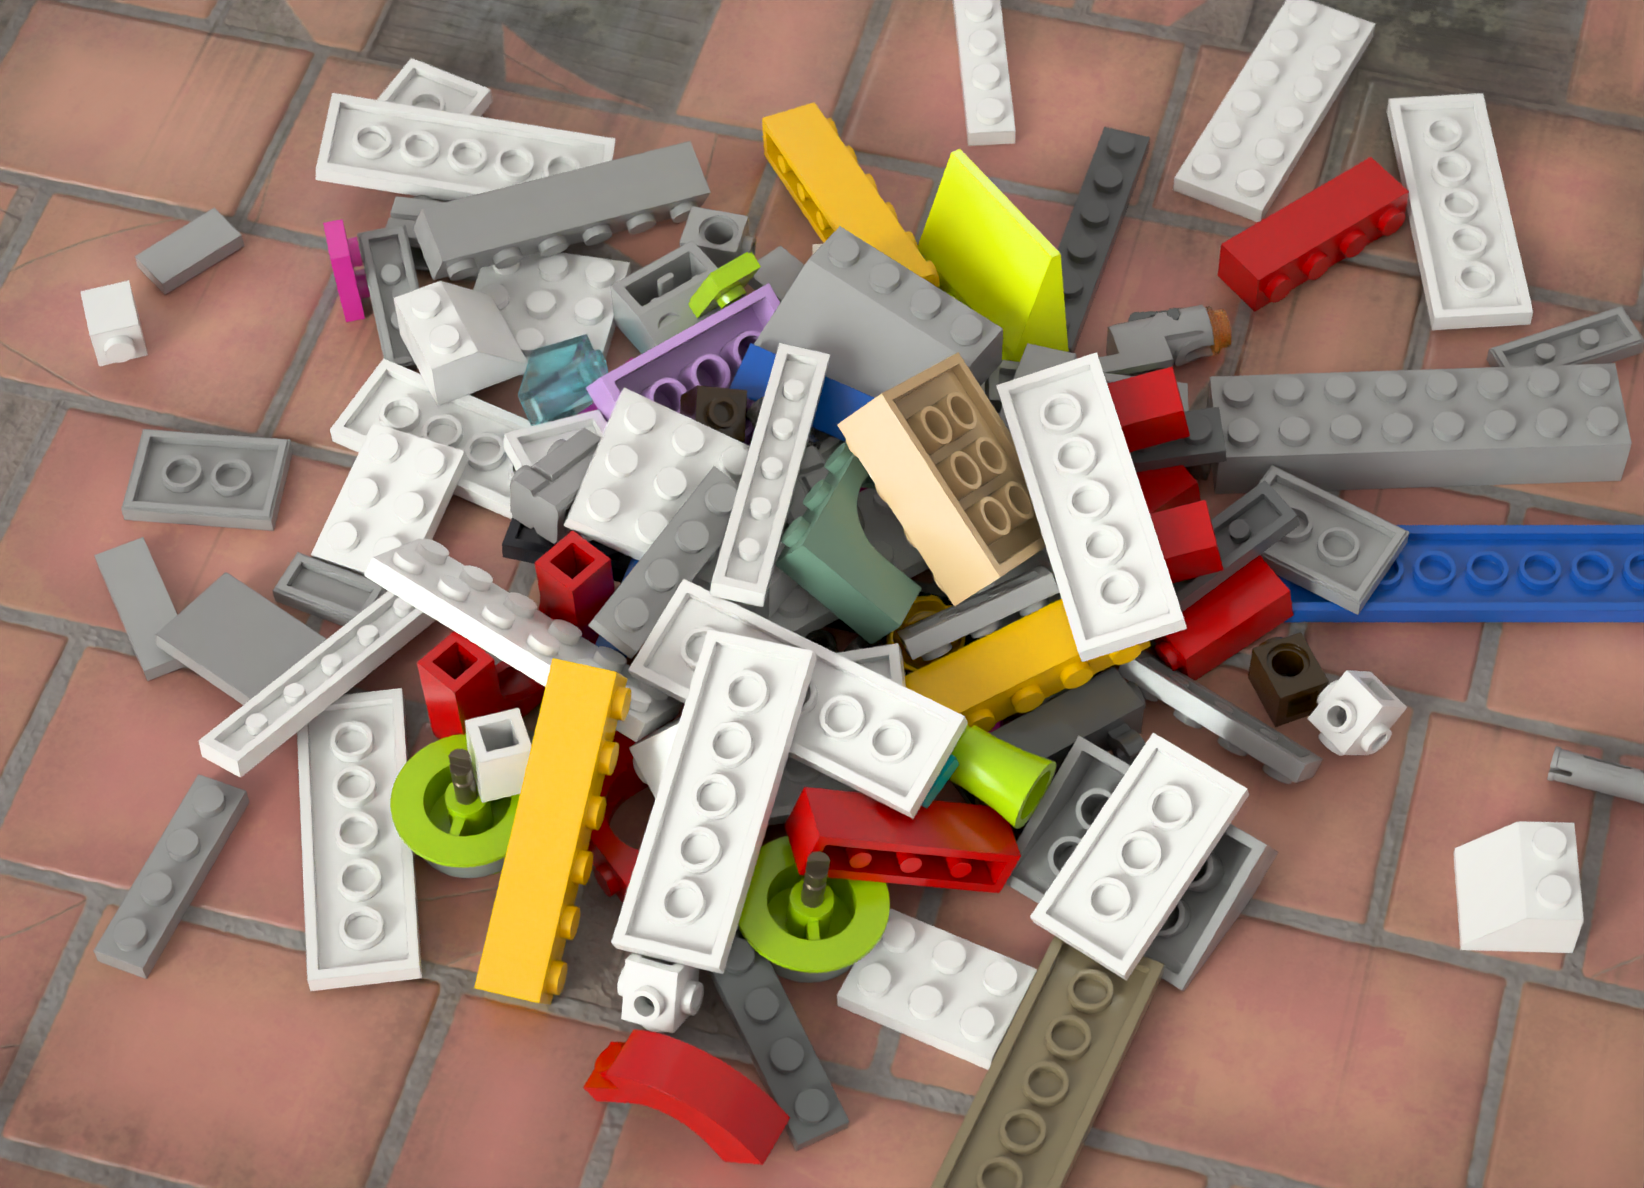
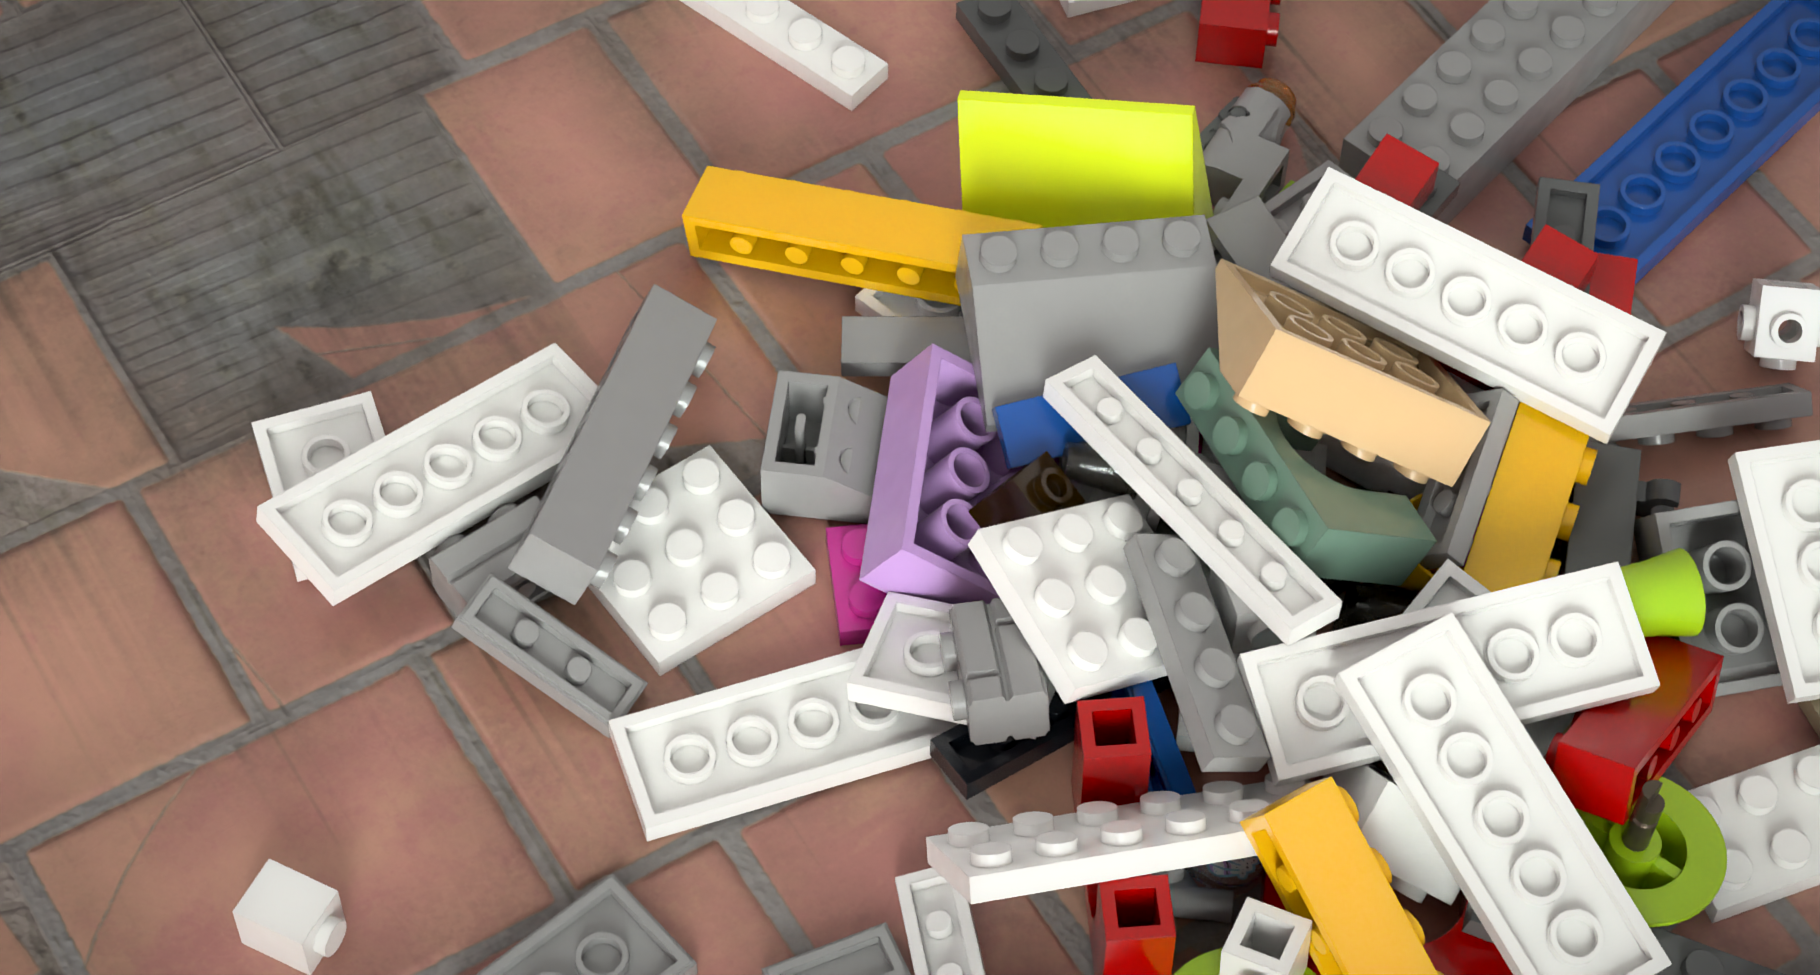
camera: 50 degrees left, 0 degrees up
(189, 251) = (260, 786): light grey tile -> none
(344, 257) = (476, 666): dark pink plate -> none
(389, 497) = (798, 848): white plate -> none
(457, 340) = (673, 645): white slope -> none
(558, 379) = (814, 595): clear light blue slope -> none
(718, 234) = (757, 354): light grey brick -> none
(724, 285) = (888, 379): lime plate -> none
(1286, 697) = (1695, 339): dark brown brick -> none
(1337, 545) = (1630, 204): light grey tile -> none

